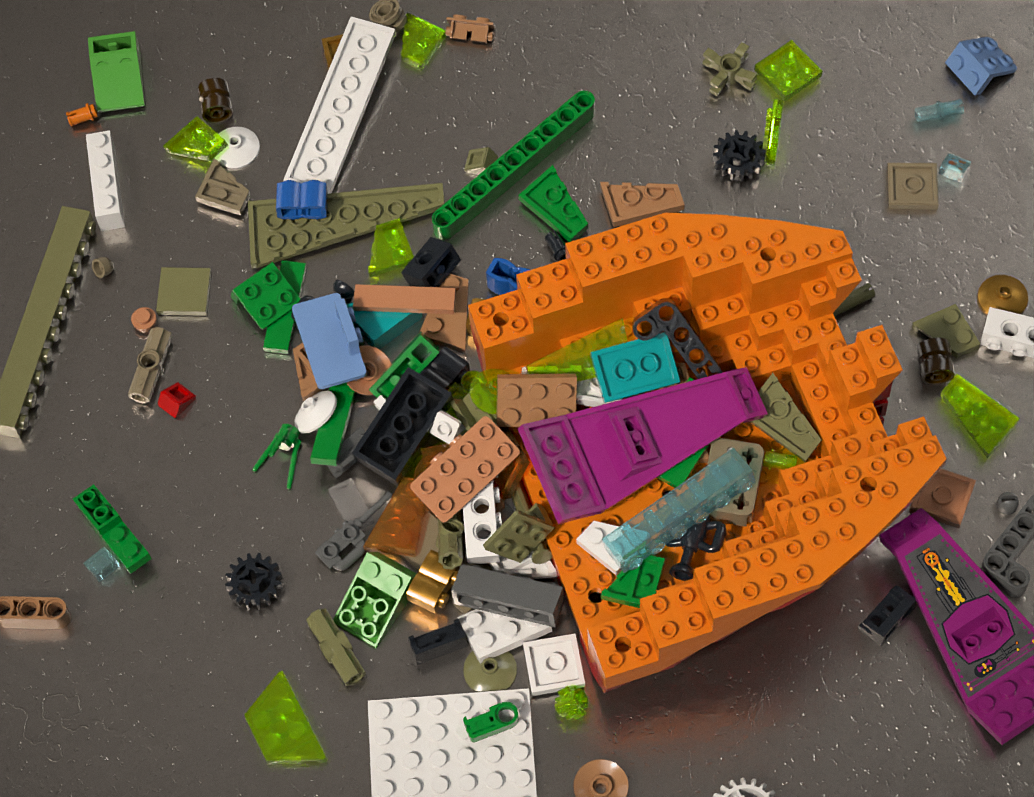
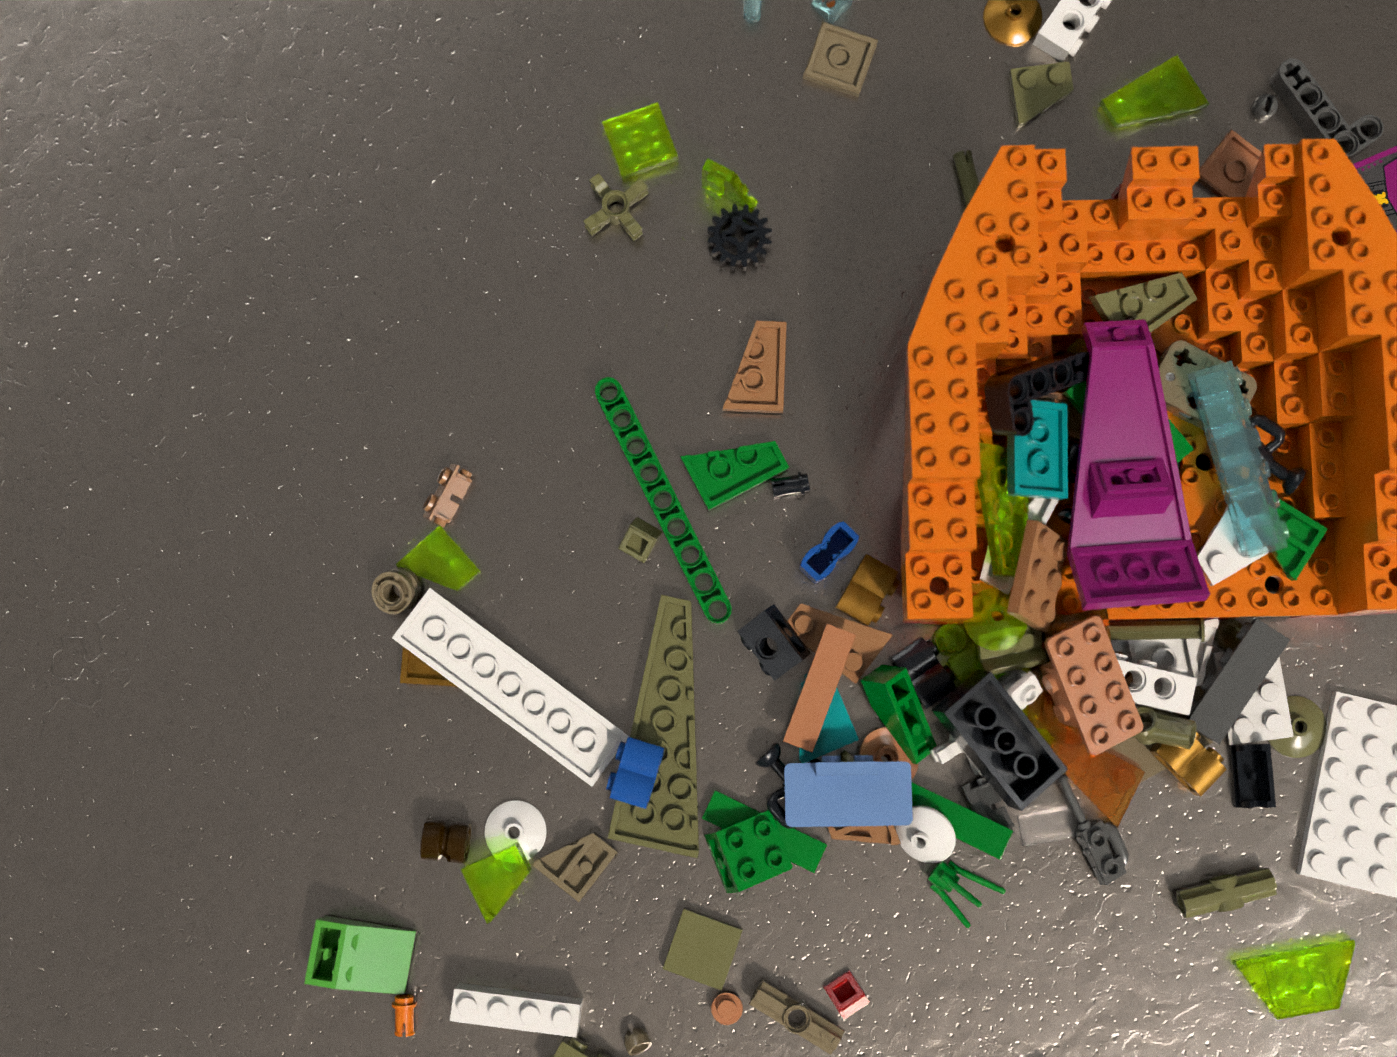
camera: 75 degrees left, 20 degrees up
(241, 581) = (1119, 951): black gear -> none
(374, 598) = (1178, 828): bright green slope -> none
(389, 248) = (728, 683): clear neon green wing -> none
(489, 722) = (1376, 749): green piece -> none
(520, 533) = (1180, 640): olive bracket -> none
(553, 664) = (1317, 655): white plate -> none
(571, 702) = (1371, 650): clear neon green gear -> none
(779, 460) = (1187, 325): clear neon green pin -> none
(935, 361) = (1080, 116): dark brown wheel -> none

